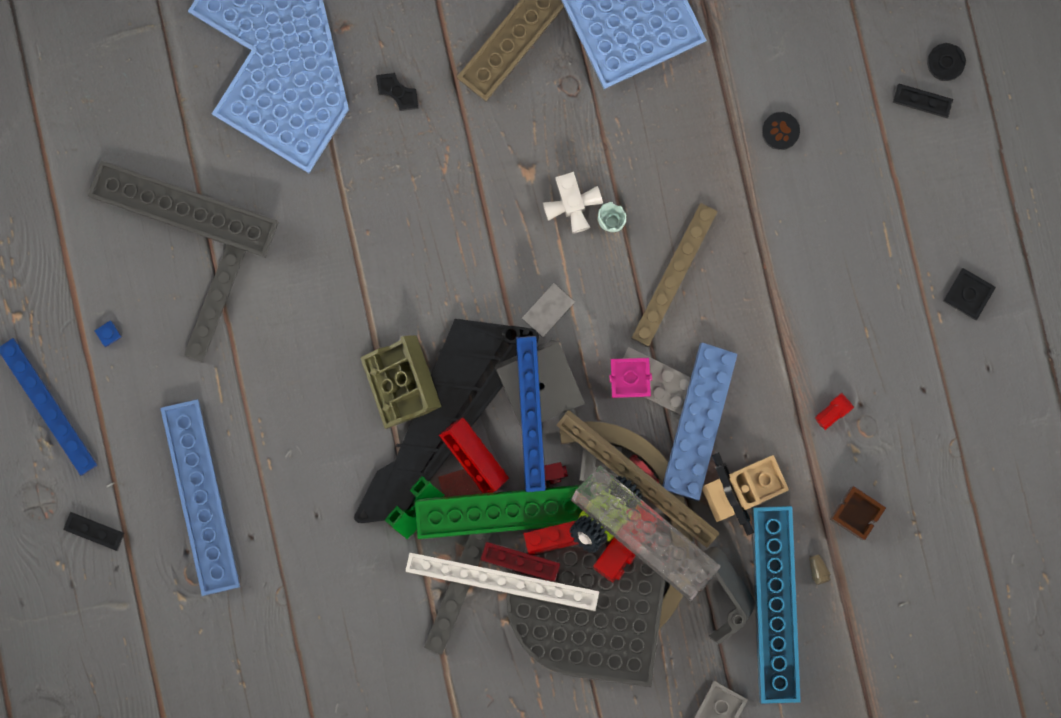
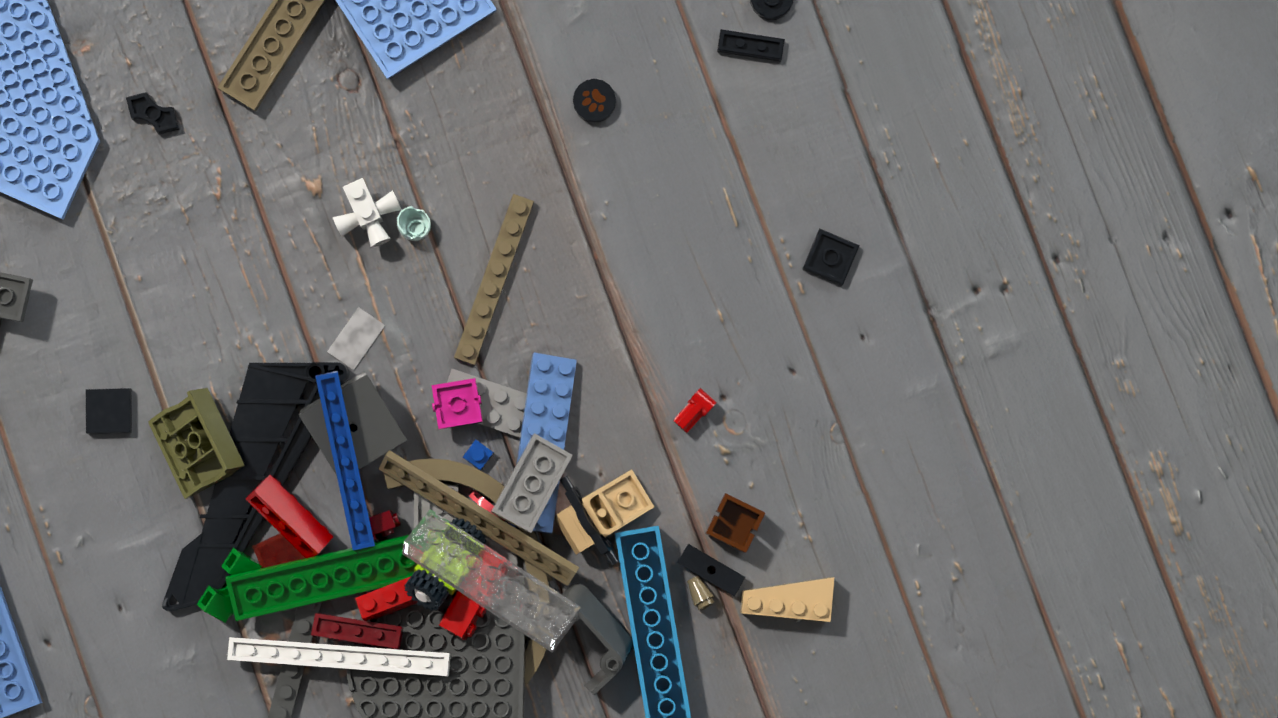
camera: 15 degrees left, 0 degrees up
(328, 343) = (108, 411): none -> black tile
(641, 424) = (478, 454): none -> blue plate
(688, 455) = (531, 483): none -> light grey plate
(840, 558) = (722, 577): none -> black tile
(900, 587) = (794, 600): none -> tan wedge

